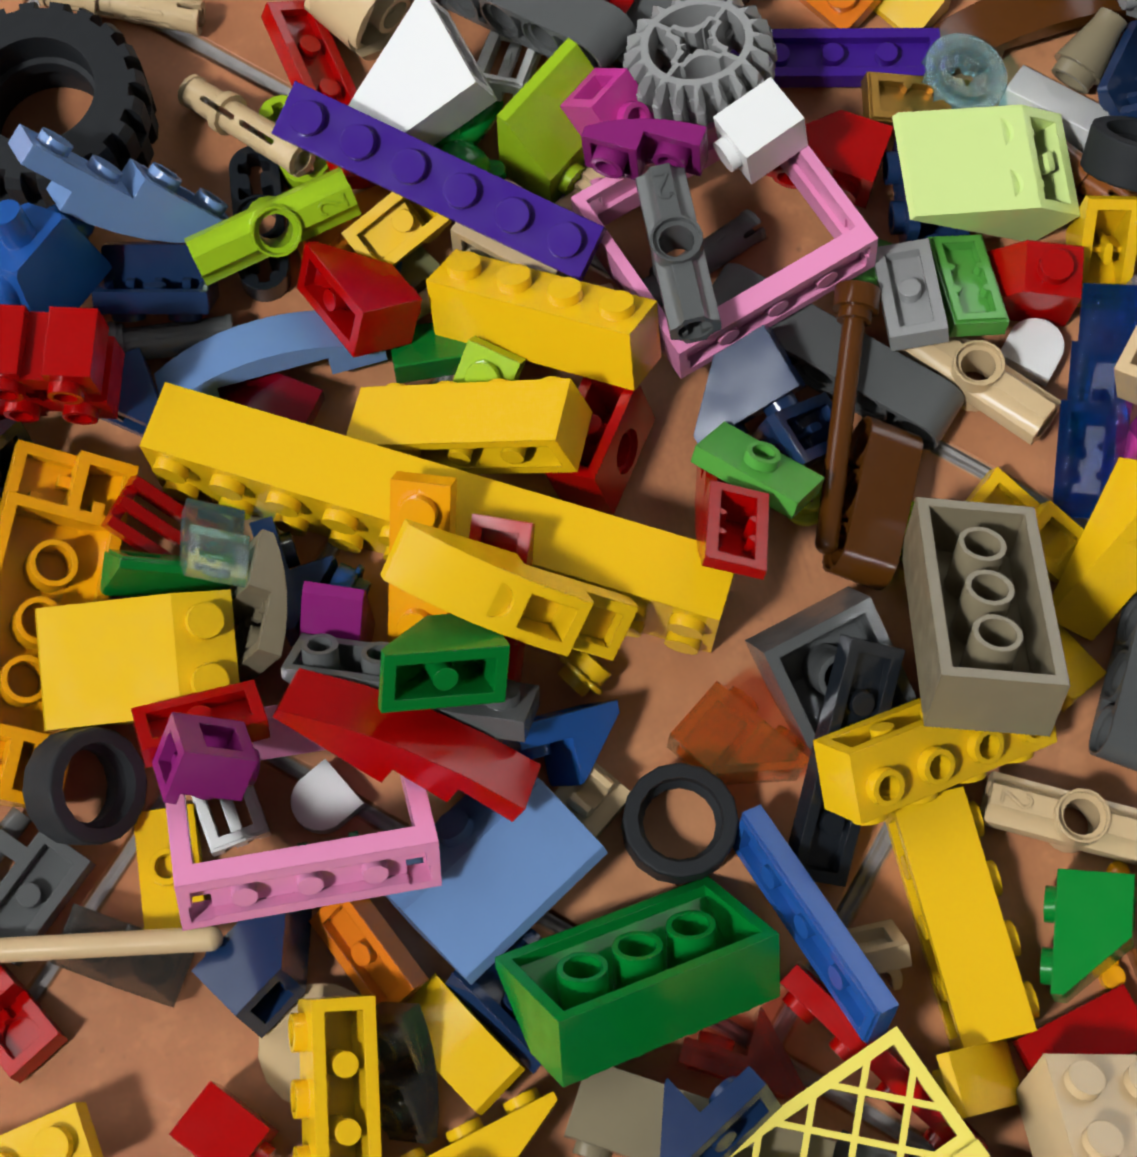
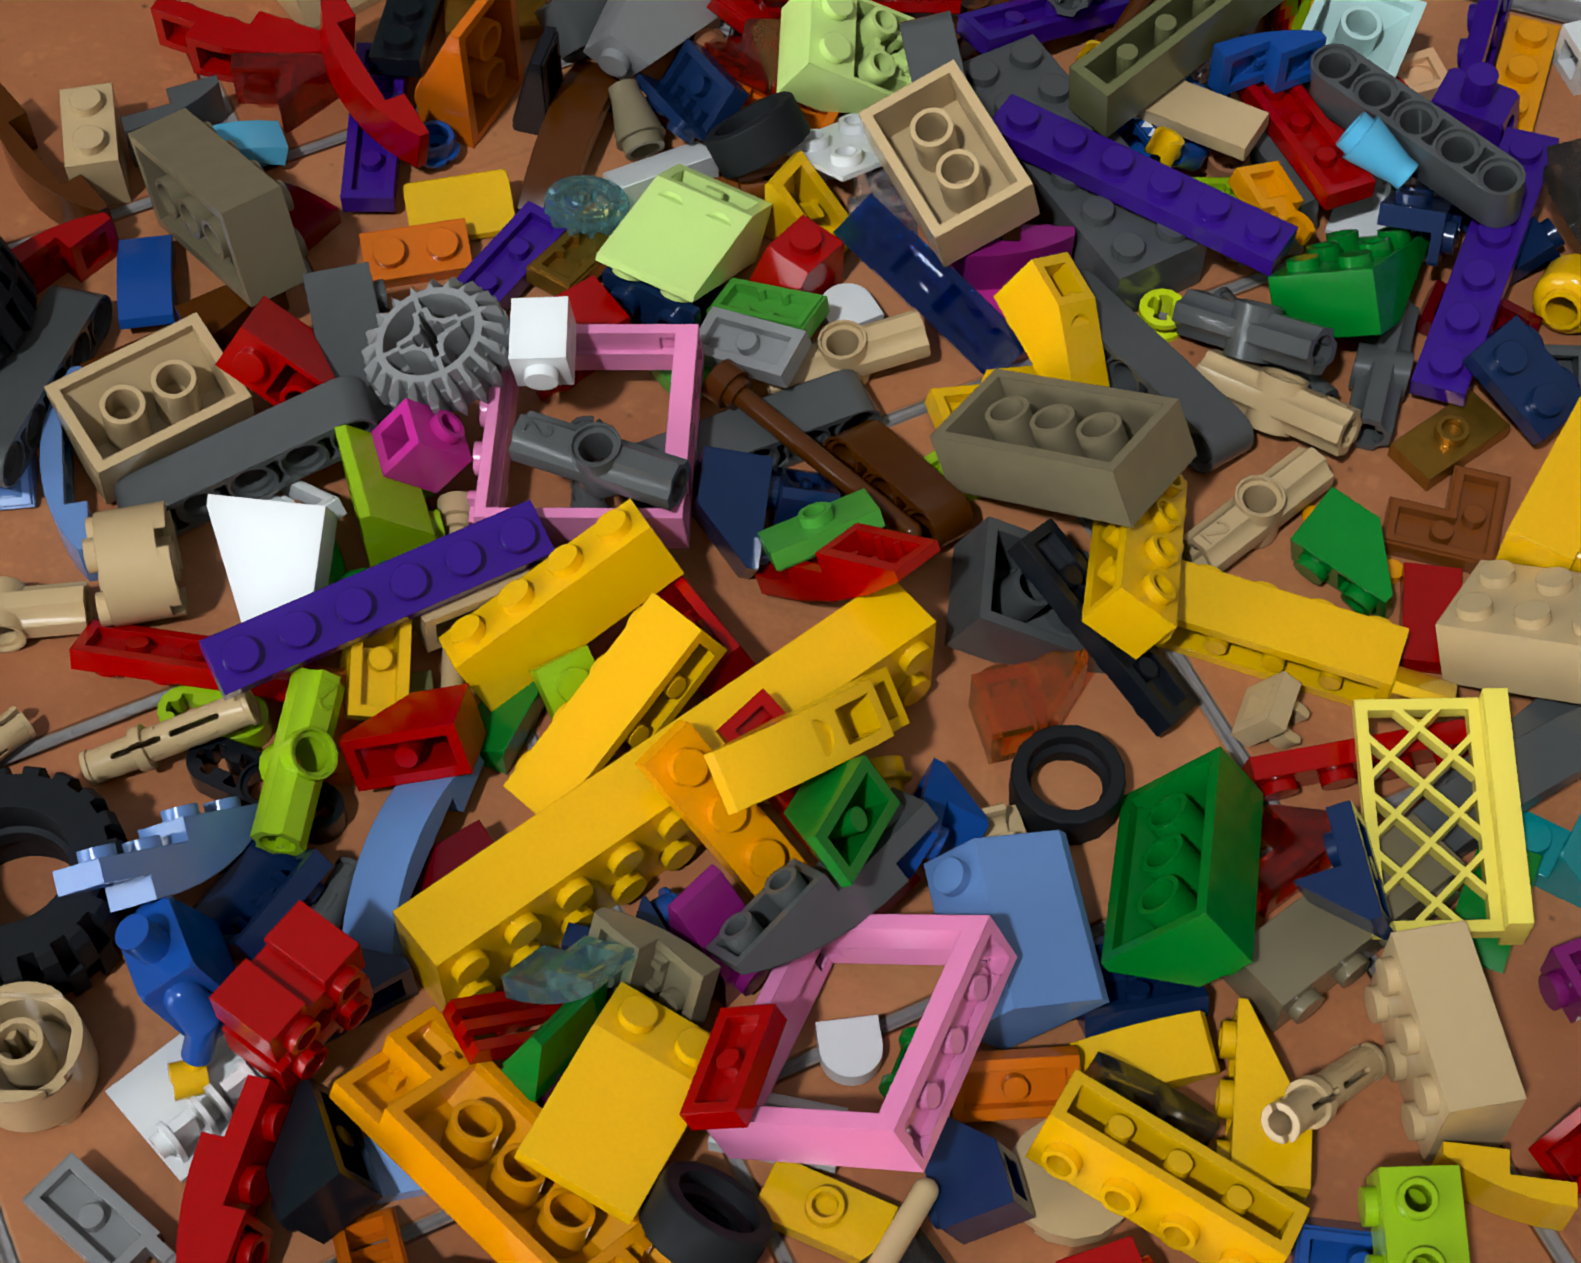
camera: 55 degrees left, 15 degrees down
(205, 758) = (781, 1064): magenta brick -> none
(415, 743) = (863, 917): red slope -> none
(627, 144) = (471, 442): magenta slope -> none
(814, 925) = (1231, 721): blue tile -> none

